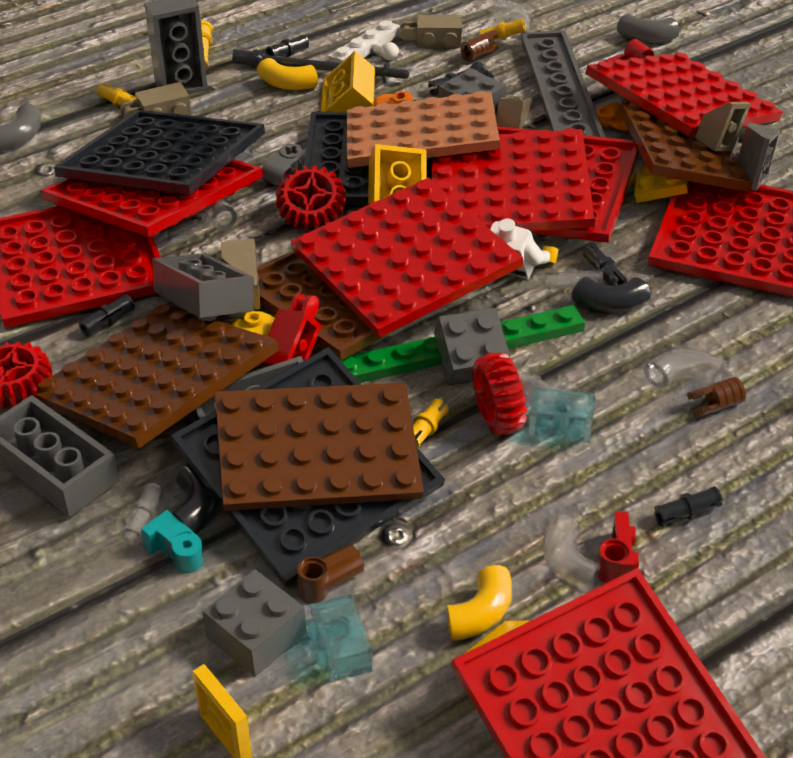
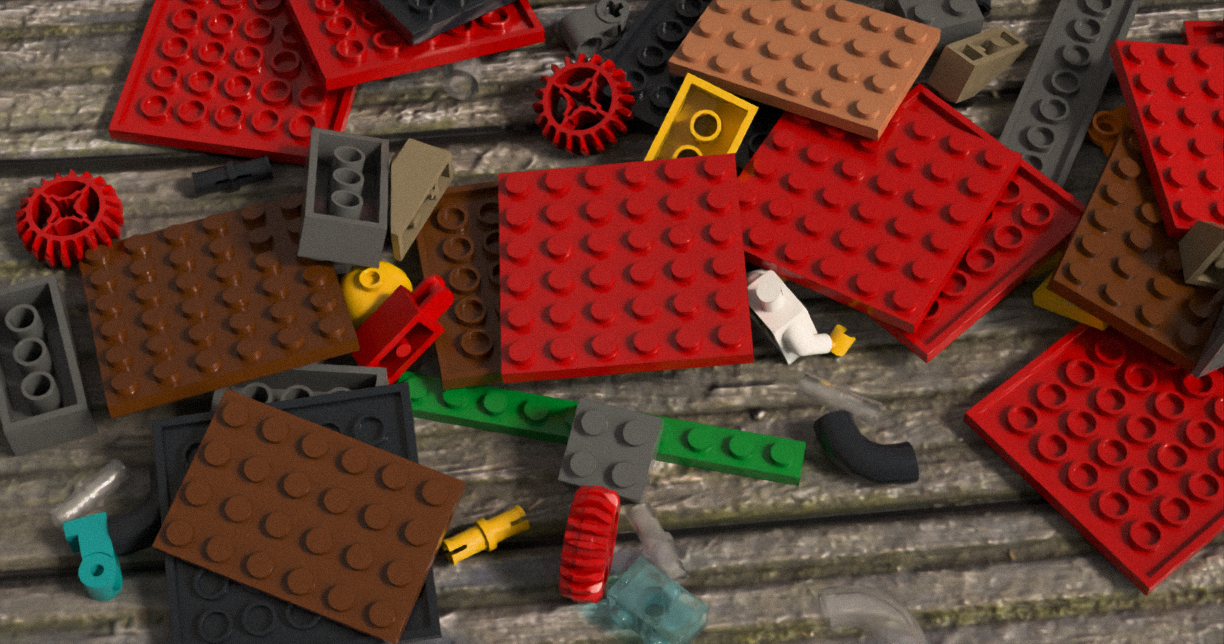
camera: 30 degrees right, 15 degrees up
(600, 261) = (896, 398): black pin -> none

